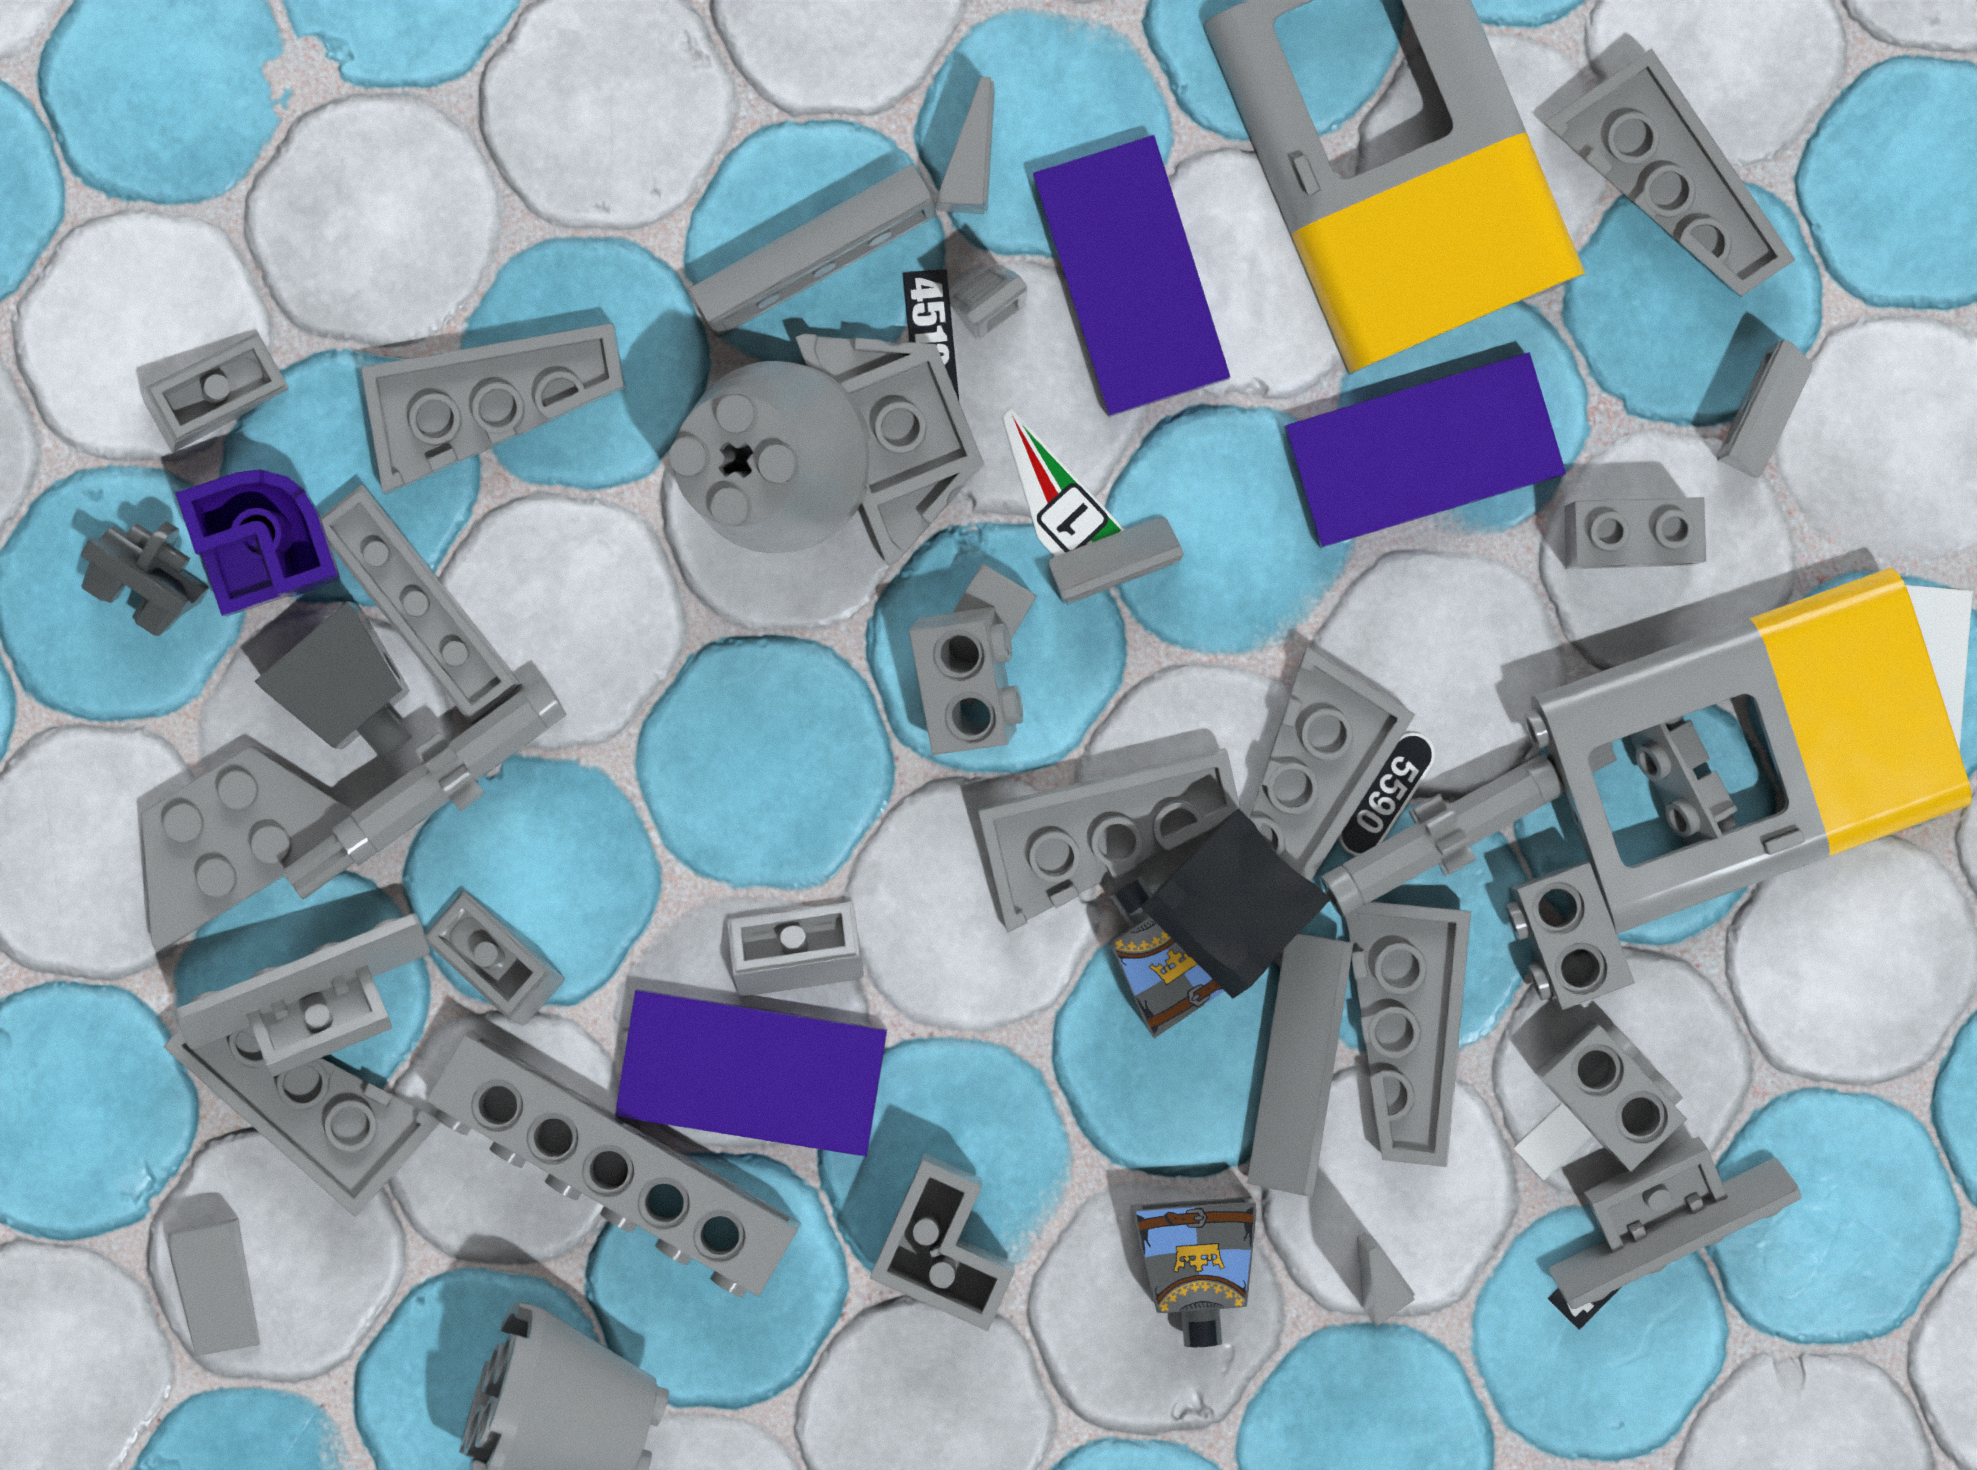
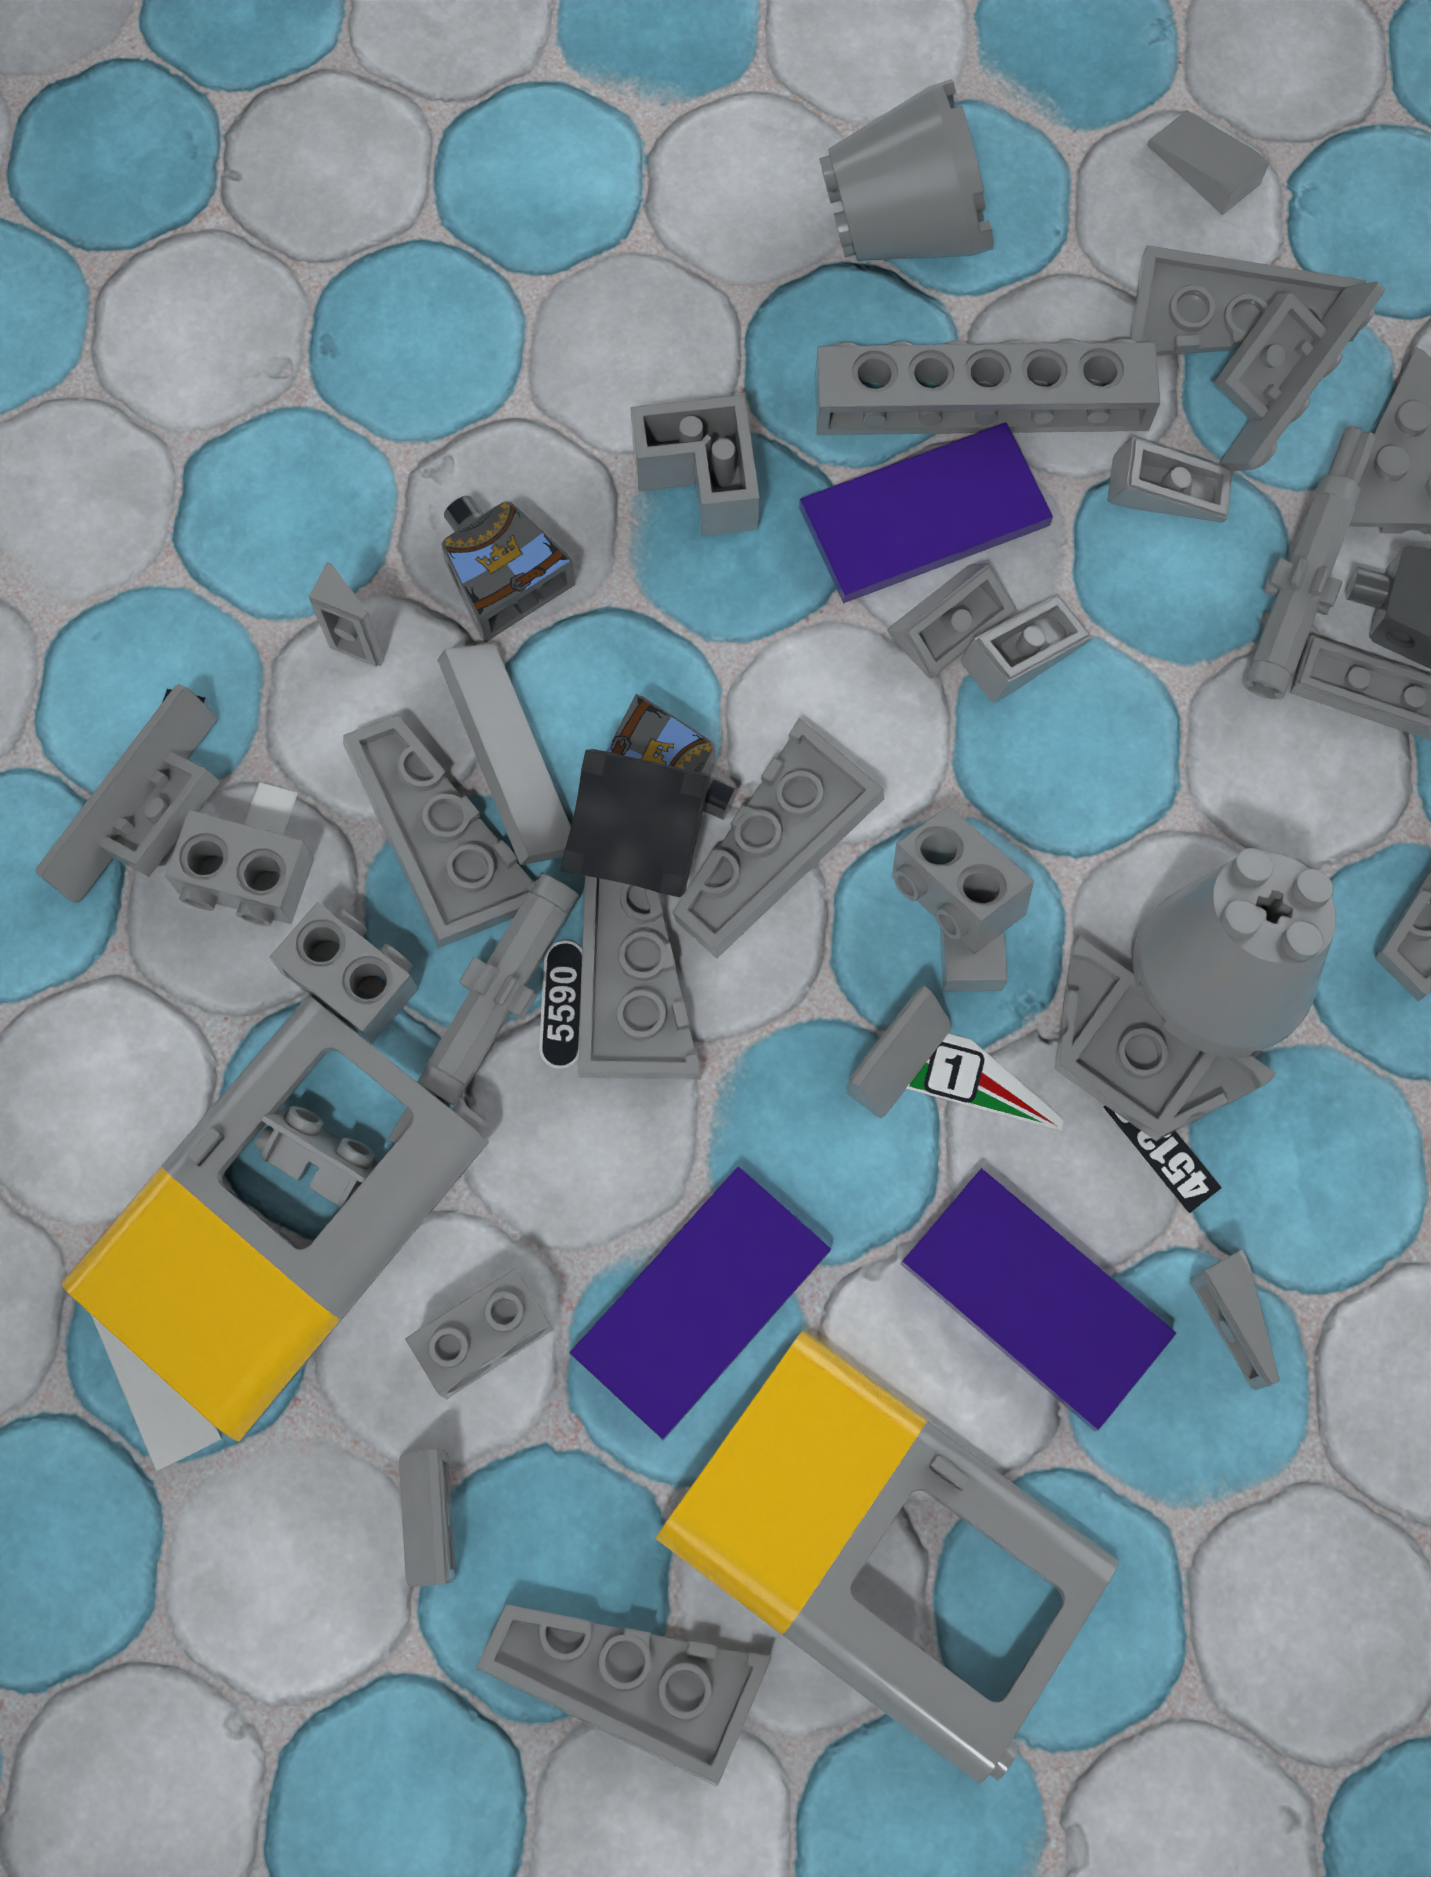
camera: 145 degrees right, 15 degrees down
(744, 877) = (1023, 647): none -> light grey slope
(814, 251) = (1308, 1155): light grey brick -> none
(989, 299) = (1141, 1197): light grey slope -> none

